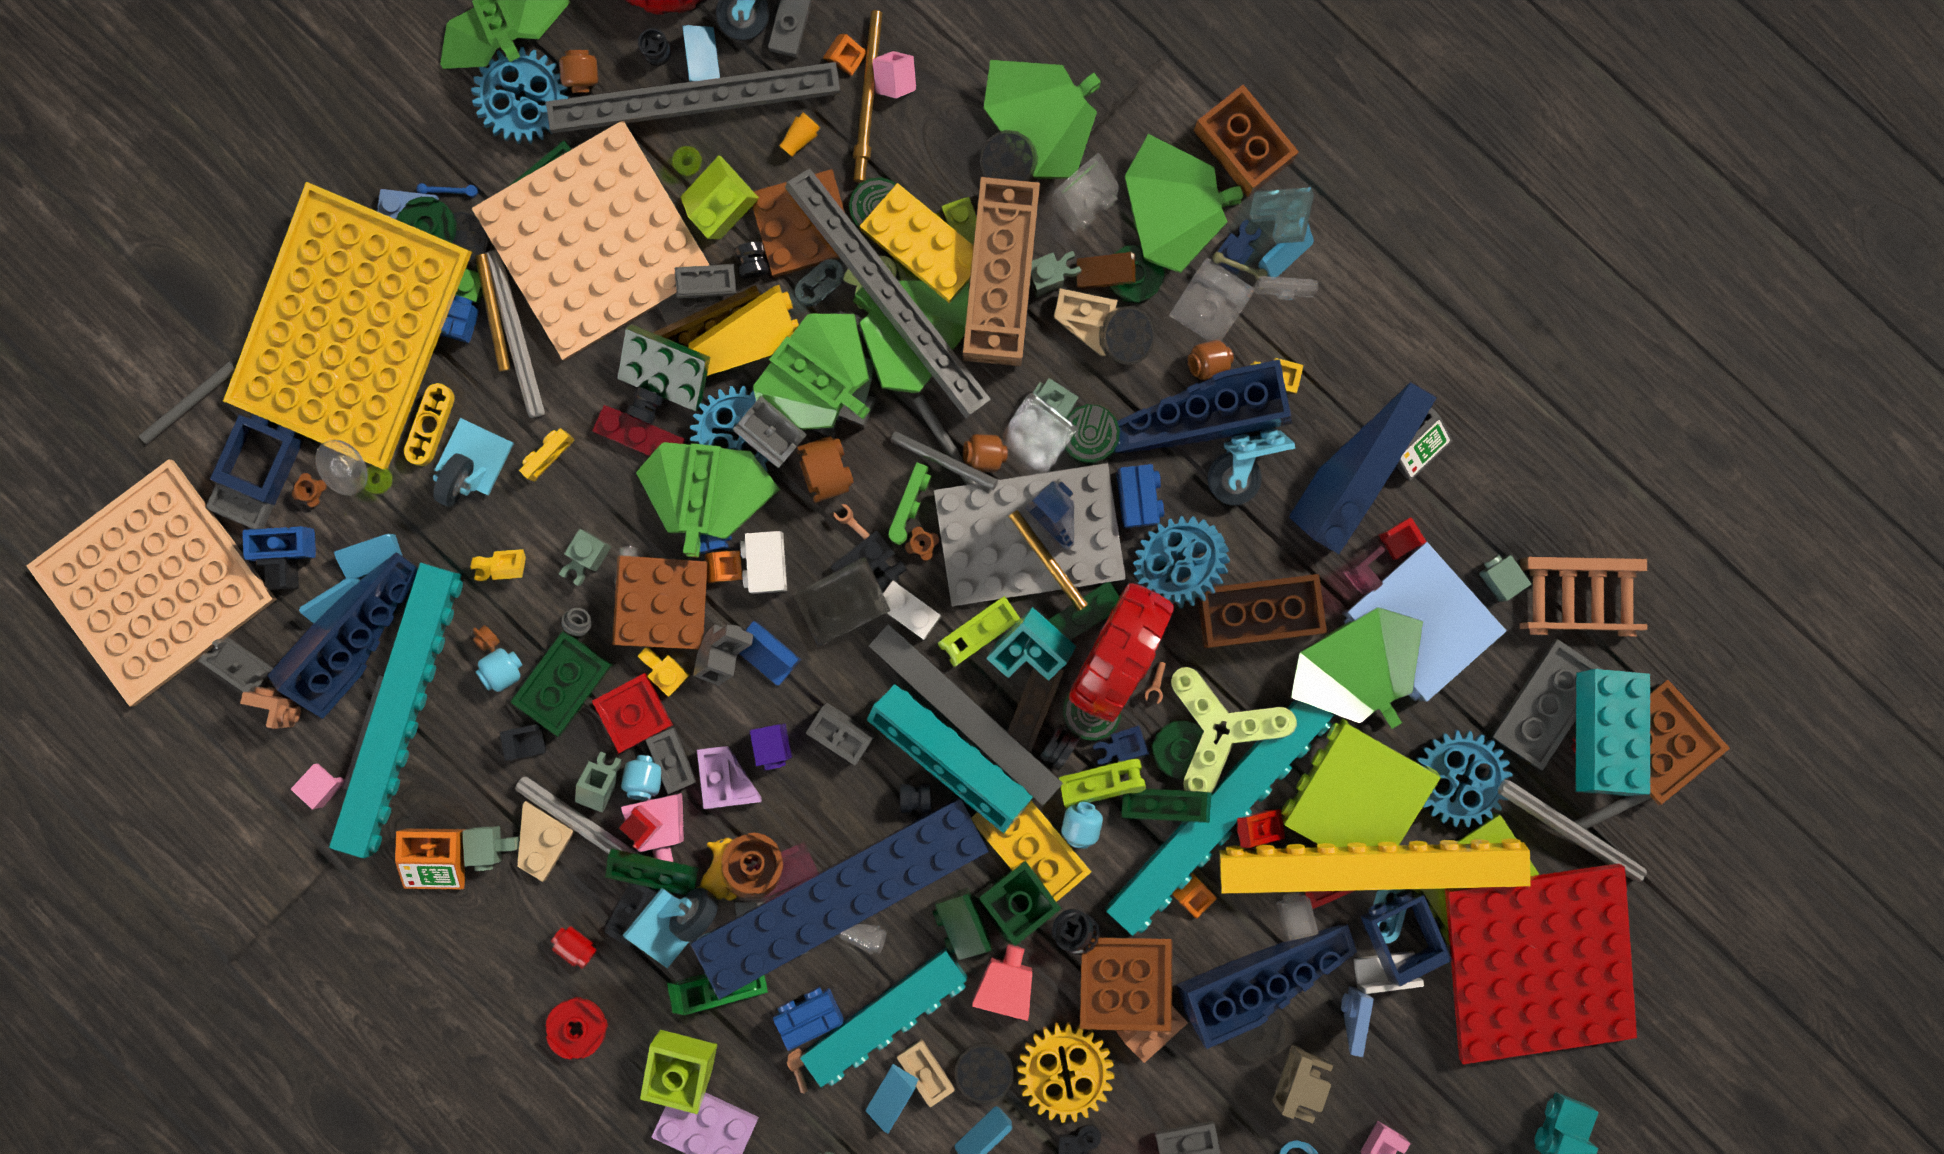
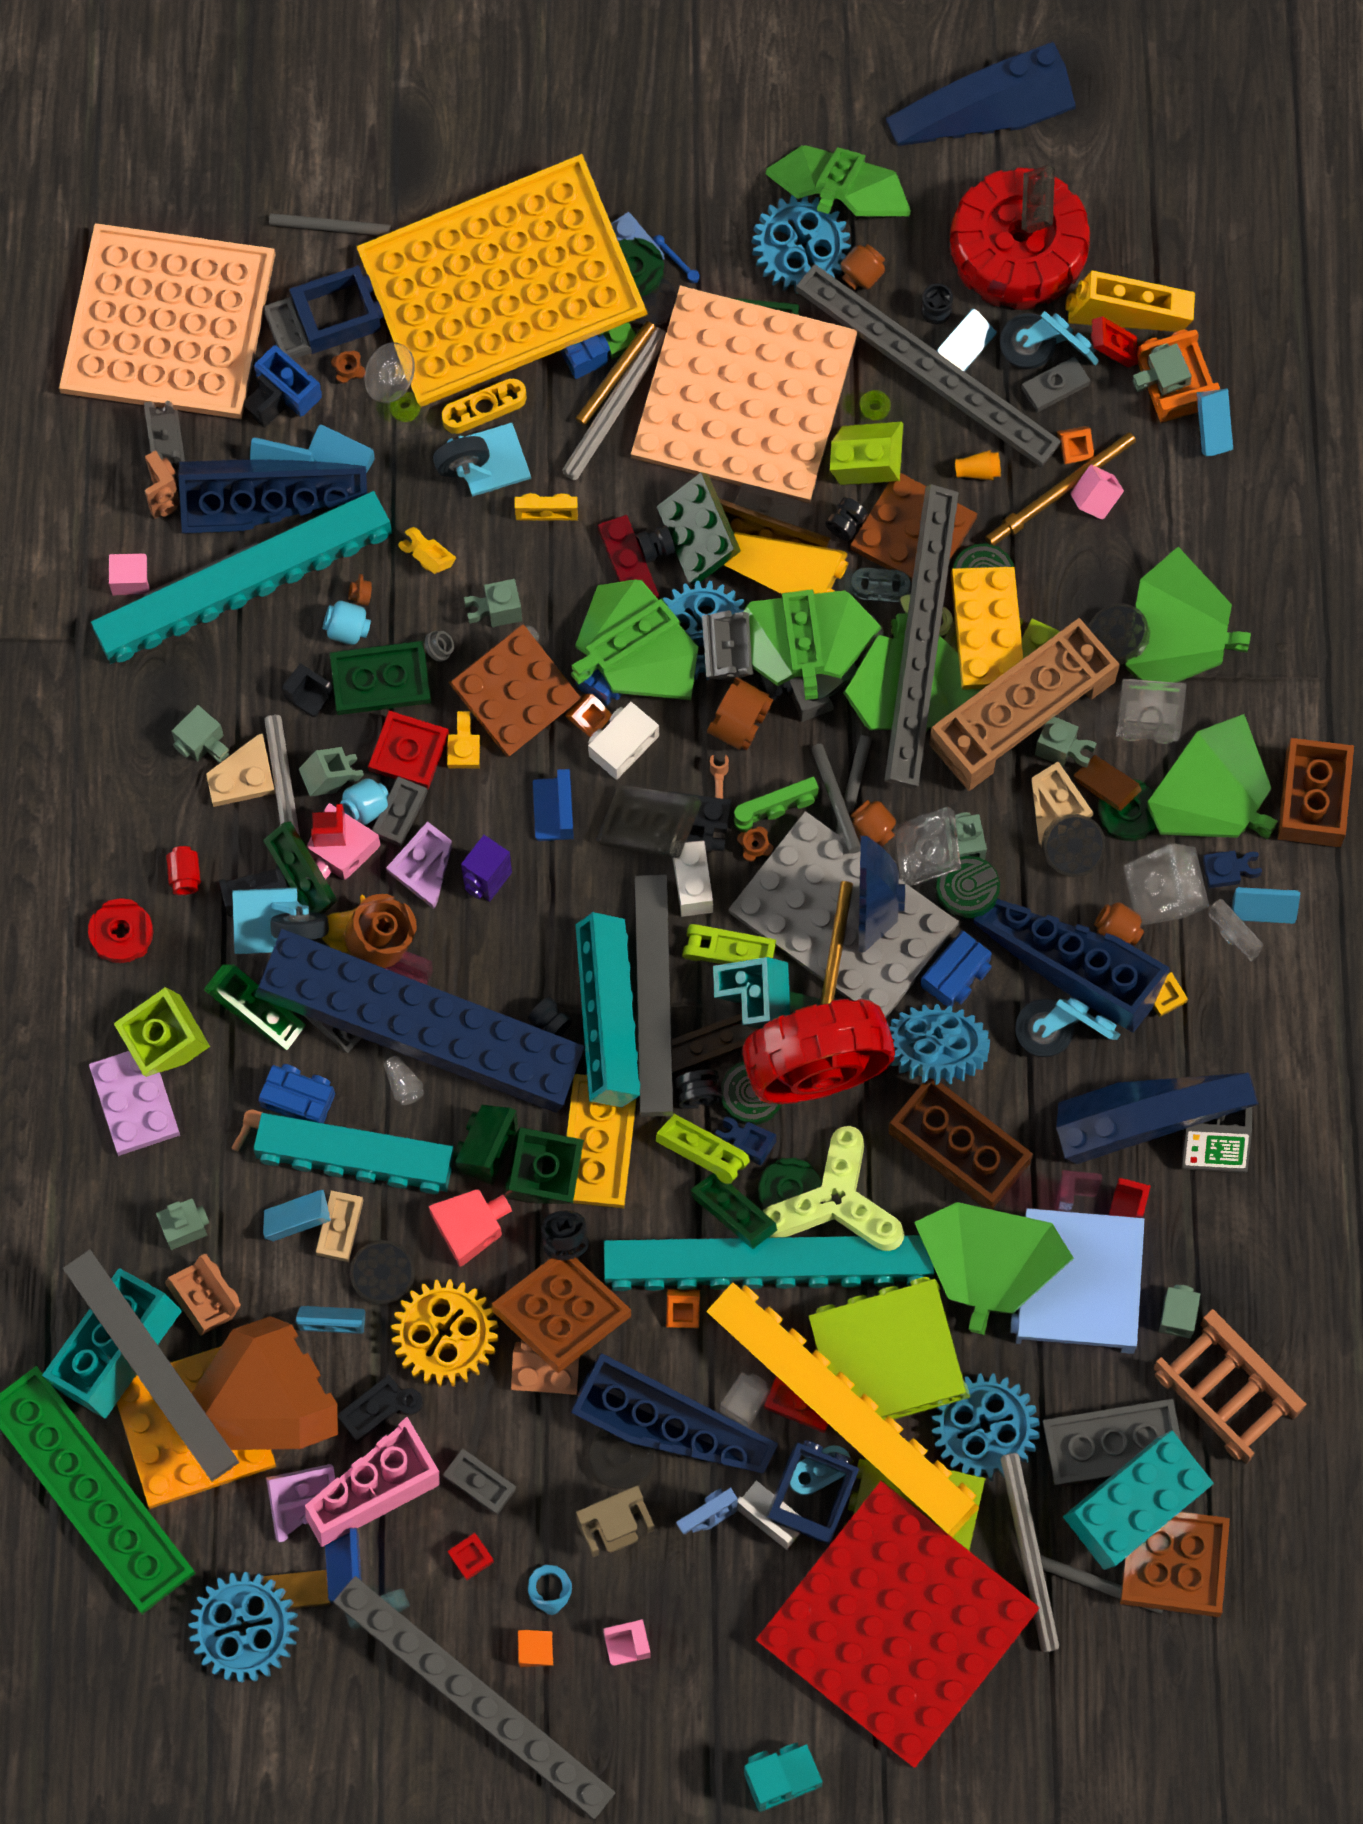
camera: 45 degrees right, 15 degrees down
(430, 858) = (151, 703): orange slope -> none
(705, 281) = (795, 498): dark grey plate -> none
(719, 651) = (520, 768): dark grey brick -> none
(840, 733) = (545, 916): dark grey hinge -> none
(1082, 825) = (654, 1162): medium azure head -> none
(1156, 682) = (823, 1122): nougat hand -> none
(1218, 258) = (1203, 855): olive hinge -> none
(1260, 828) = (787, 1300): red plate -> none
(1288, 208) = (1291, 870): clear light blue plate -> none

